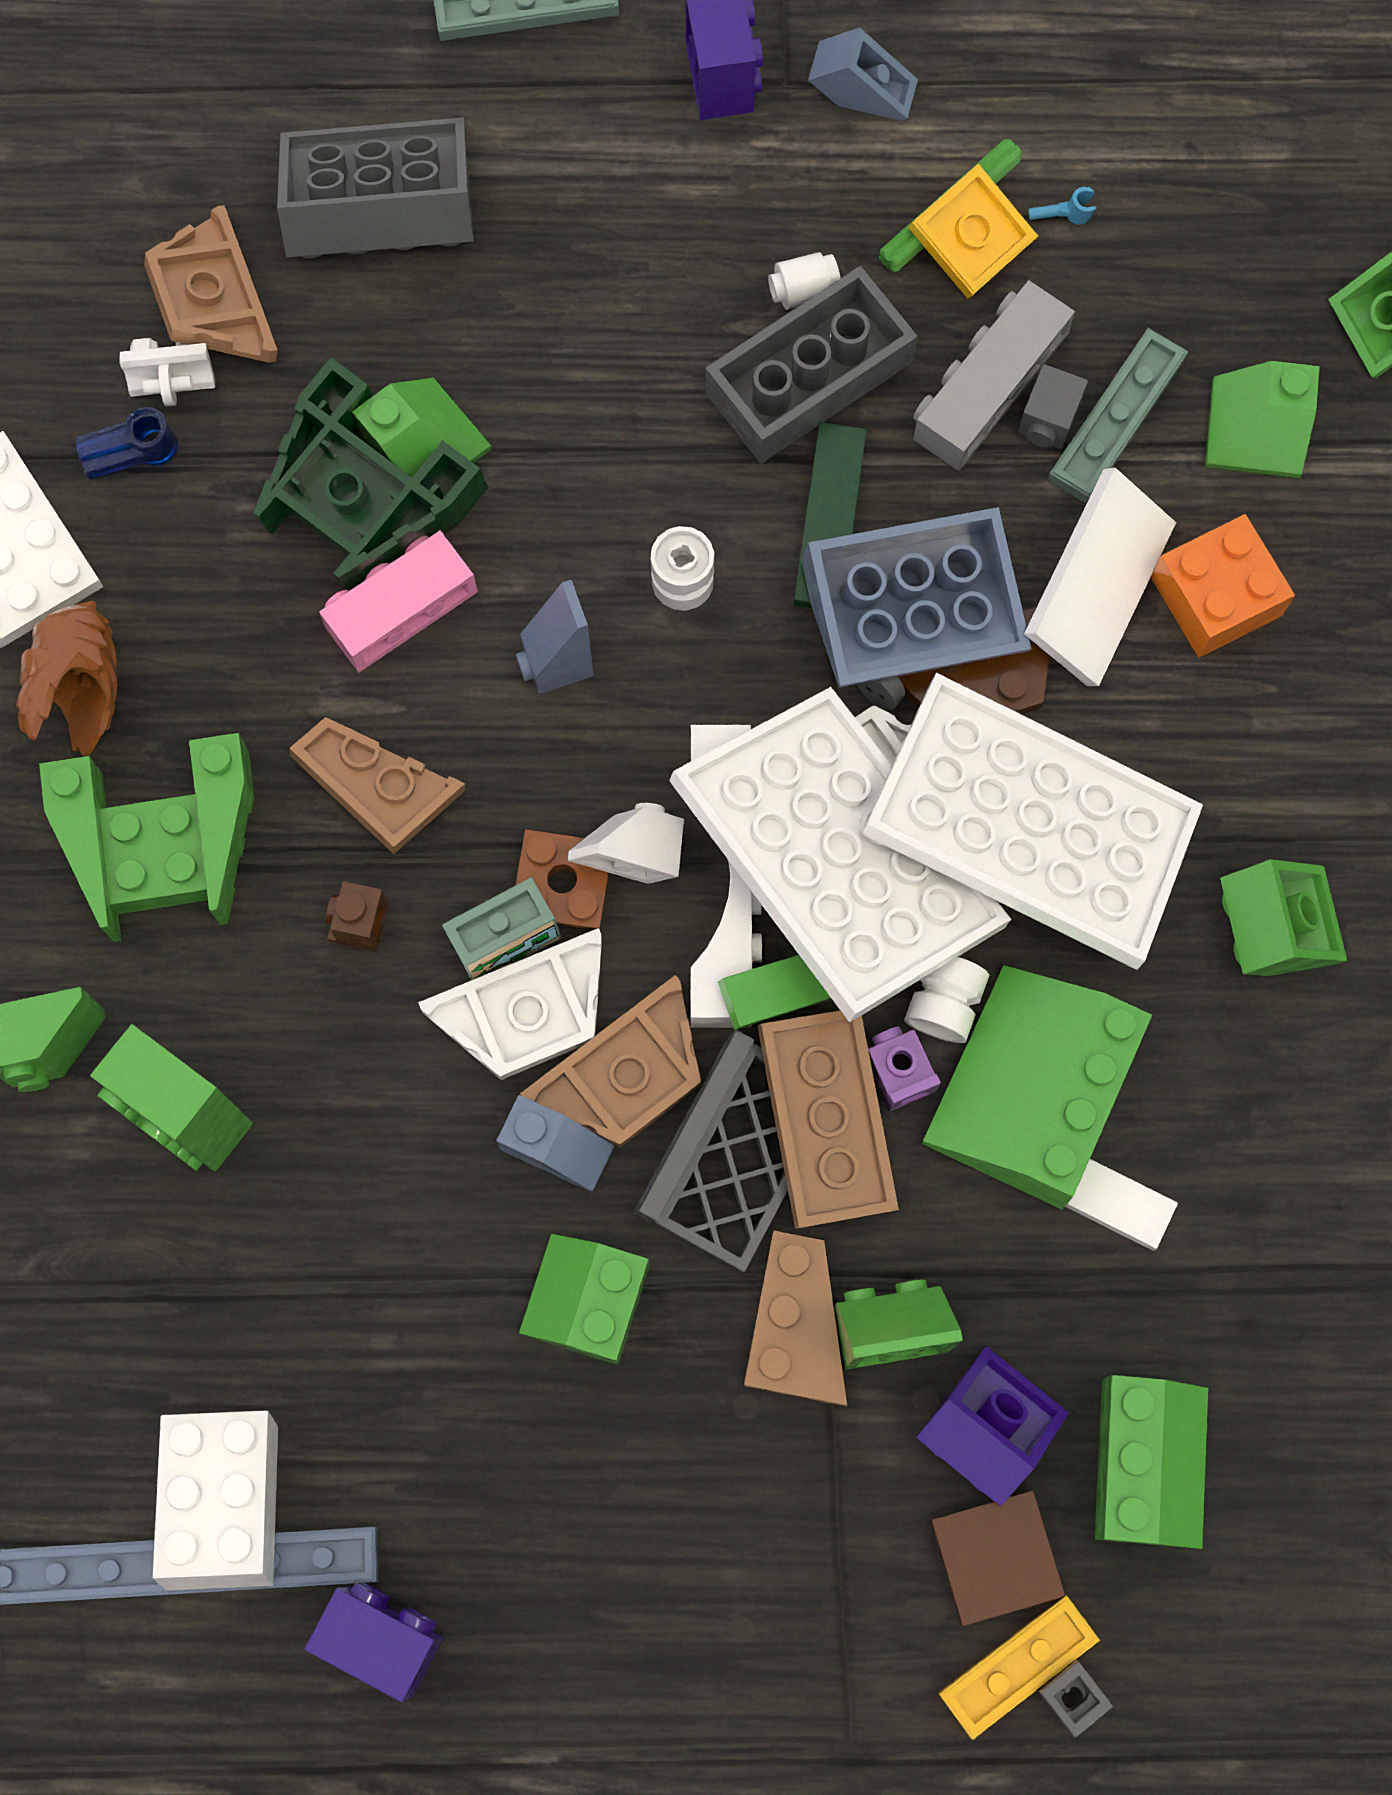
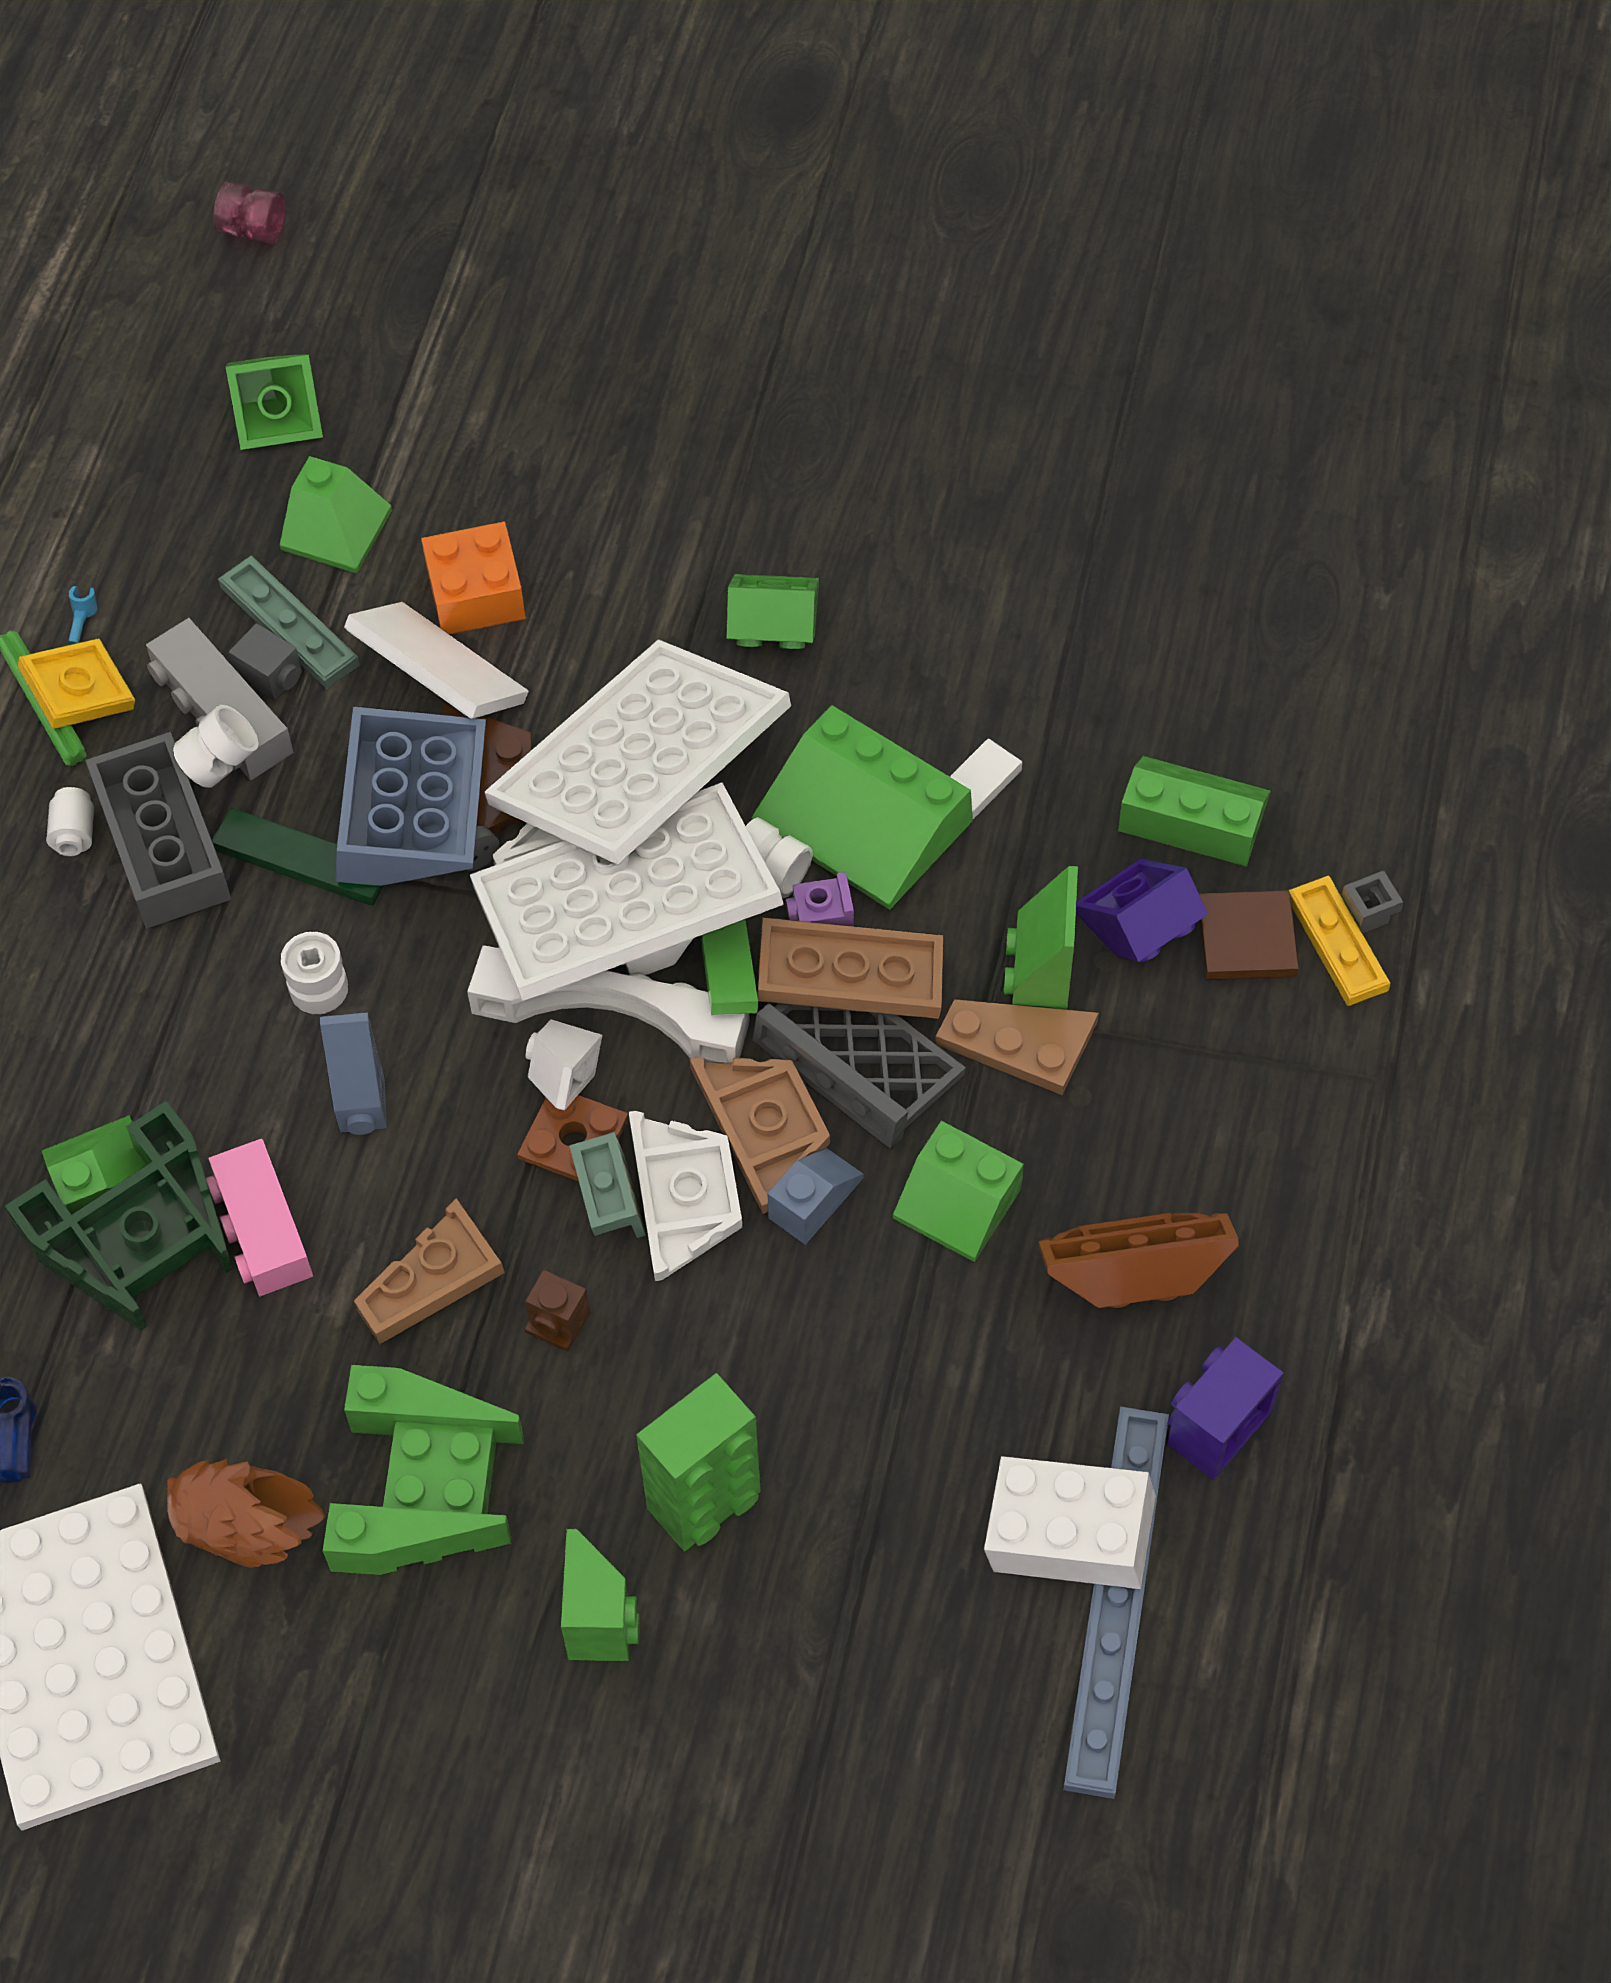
camera: 75 degrees left, 15 degrees down
(548, 1508) = (1140, 1257): none -> dark orange wedge
(910, 385) = (218, 744): none -> white wheel

